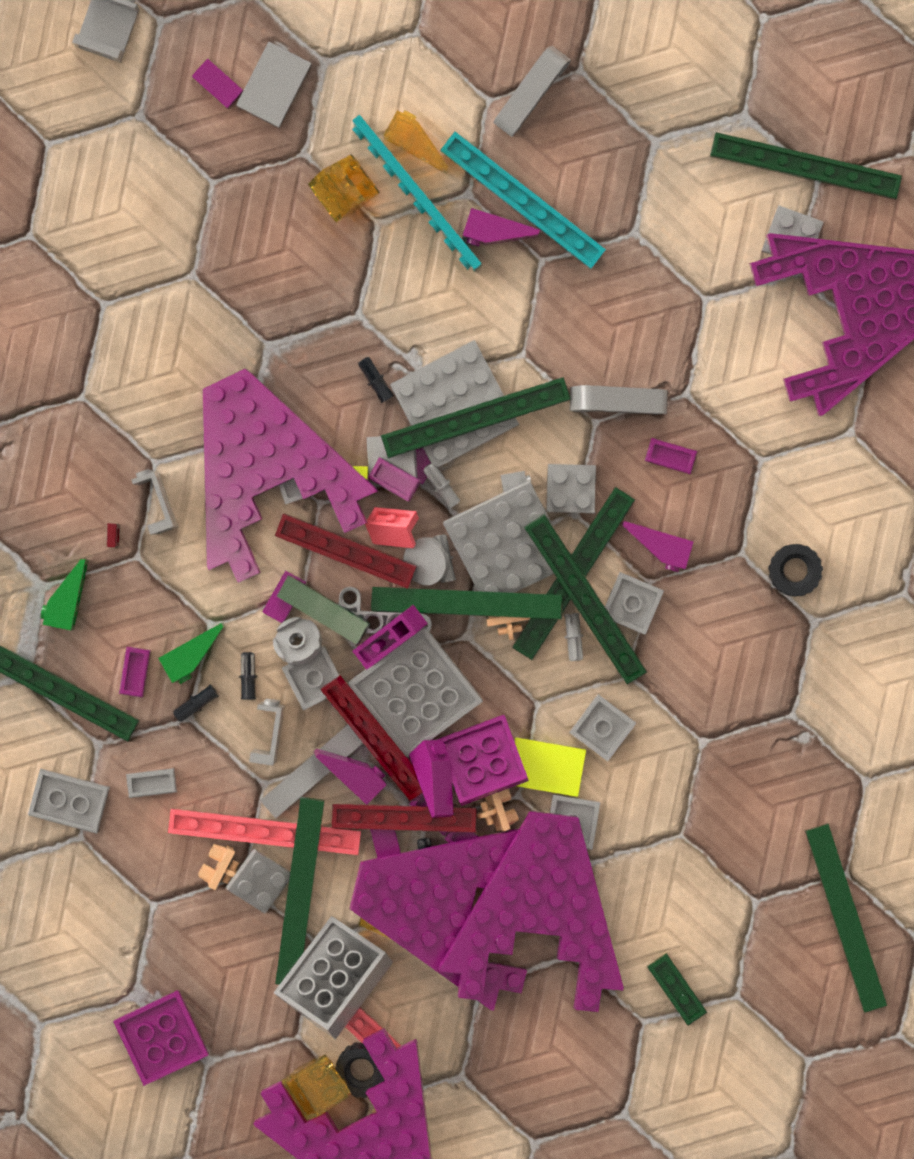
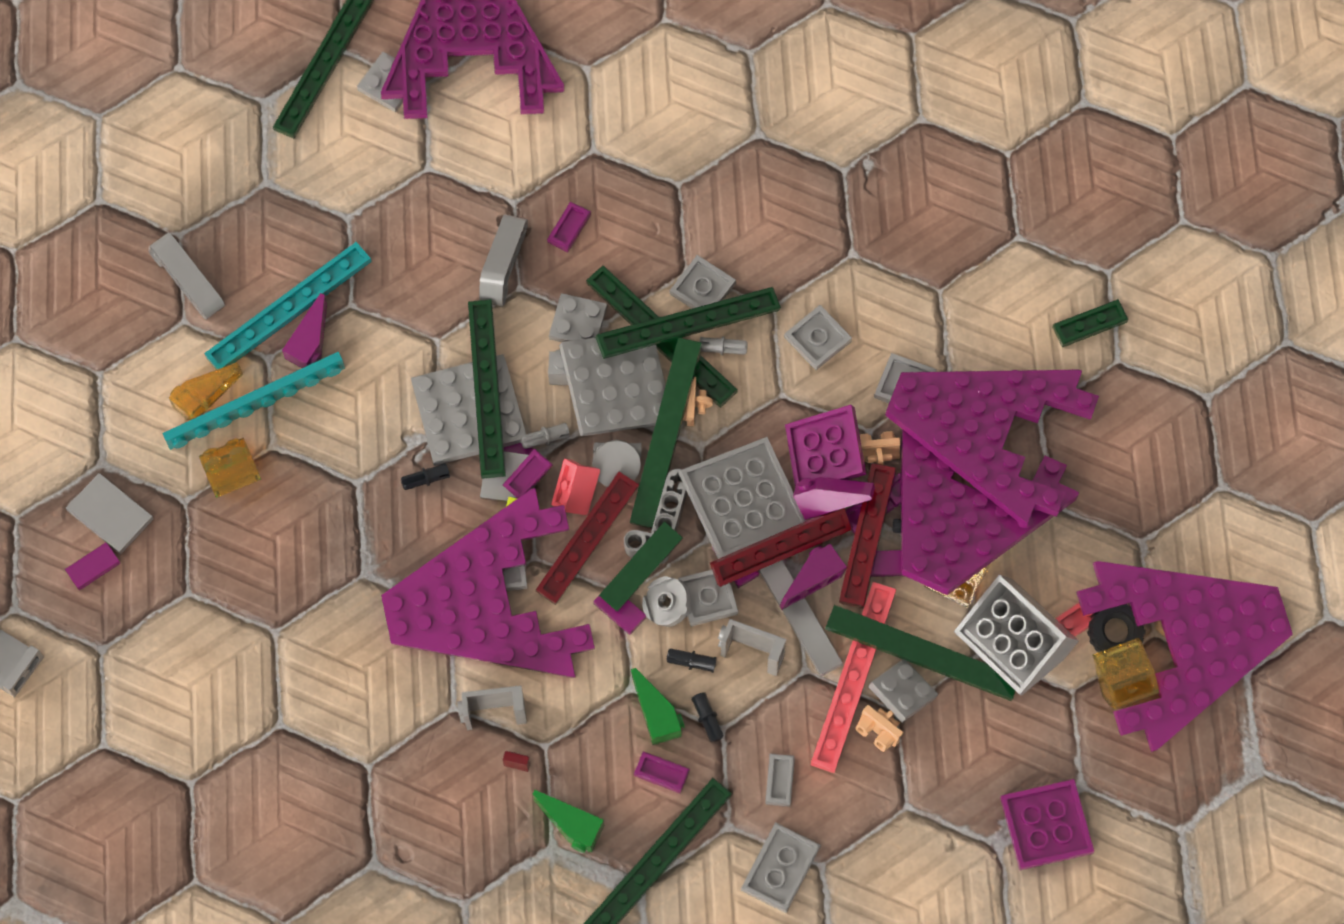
camera: 75 degrees left, 20 degrees down
(390, 637) = (683, 506): magenta slope -> none
(551, 766) = (848, 386): neon yellow tile -> none
(664, 547) = (653, 249): magenta slope -> none
(813, 564) = (710, 121): black tyre -> none
(846, 917) = (1049, 160): dark green tile -> none

